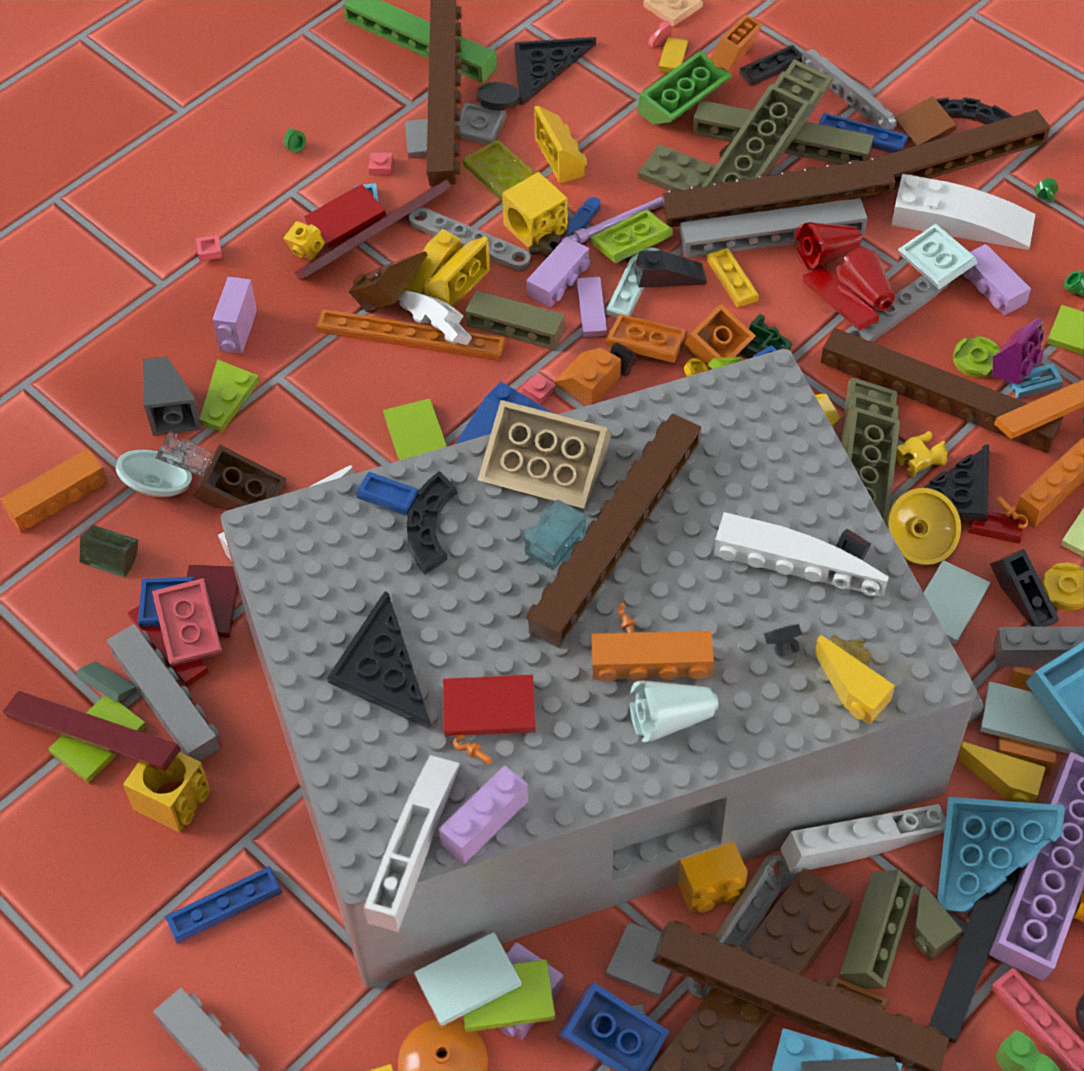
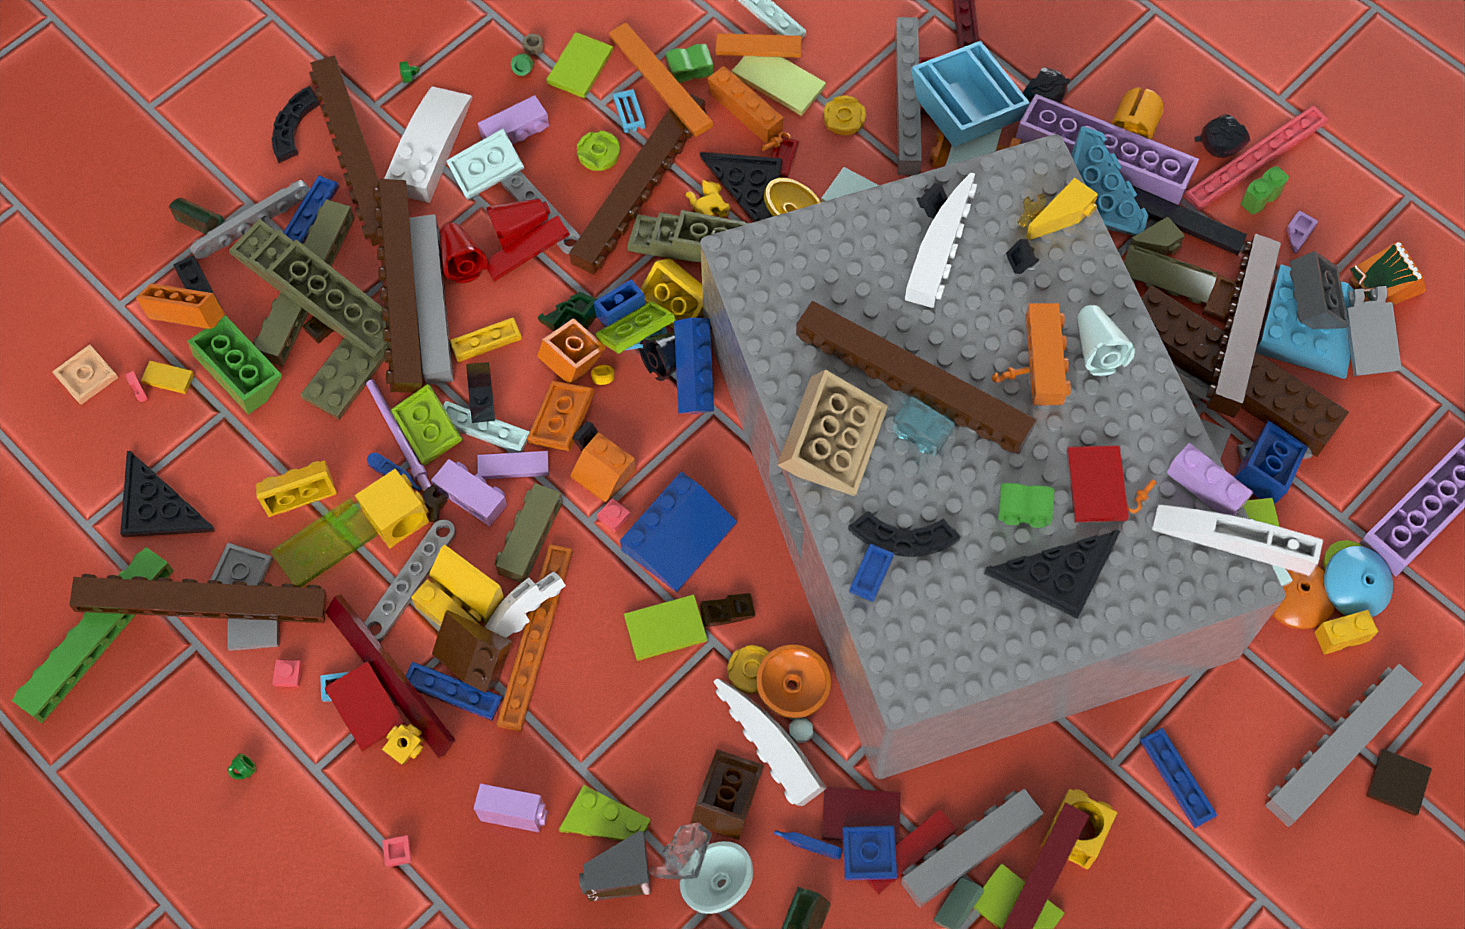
camera: 90 degrees left, 10 degrees up
(183, 555) = (811, 844): none -> blue piece
(187, 622) = (898, 826): coral tile -> none
(367, 260) = (453, 691): none -> blue tile
(459, 628) = (1026, 504): none -> bright green brick
(498, 96) = (205, 549): black tile -> none
(849, 51) = (195, 215): none -> brick
(925, 122) = (305, 158): dark orange tile -> none
(1019, 353) = (609, 111): magenta slope -> none
(1024, 588) = (848, 143): black slope -> none

